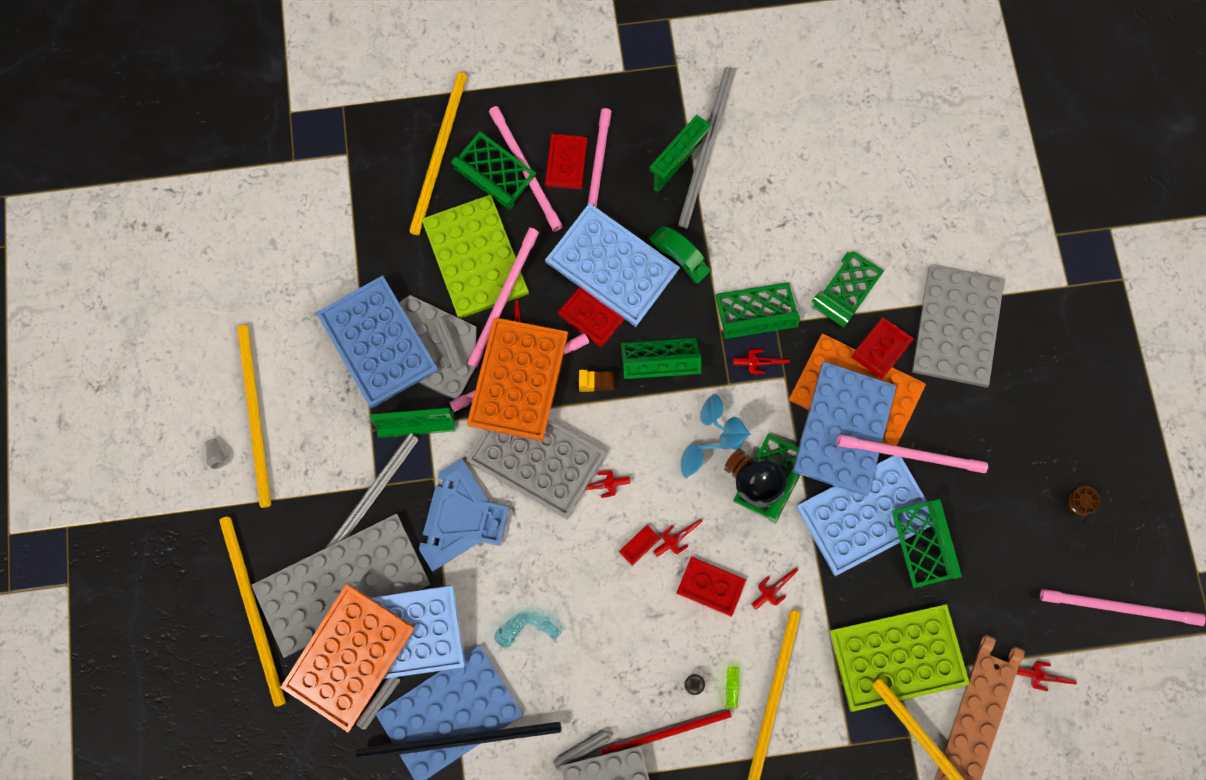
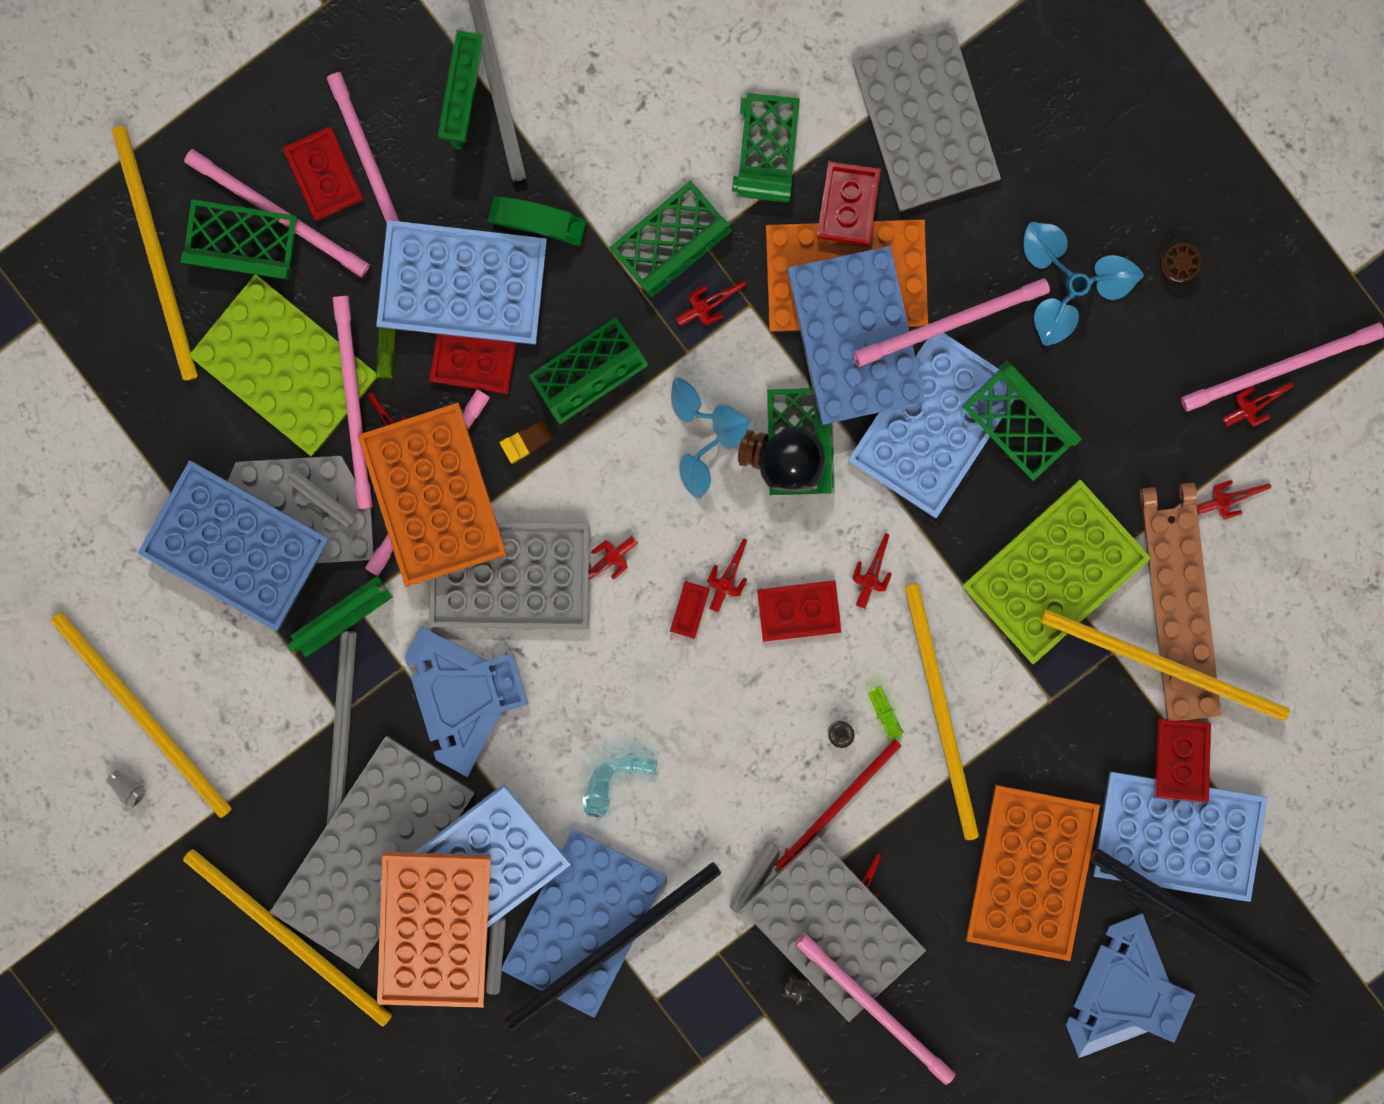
camera: 30 degrees left, 15 degrees up
(540, 281) = (385, 353): none -> clear neon green axle
(982, 494) = (1114, 280): none -> dark azure plant
(1085, 622) = (1248, 409): none -> red piece

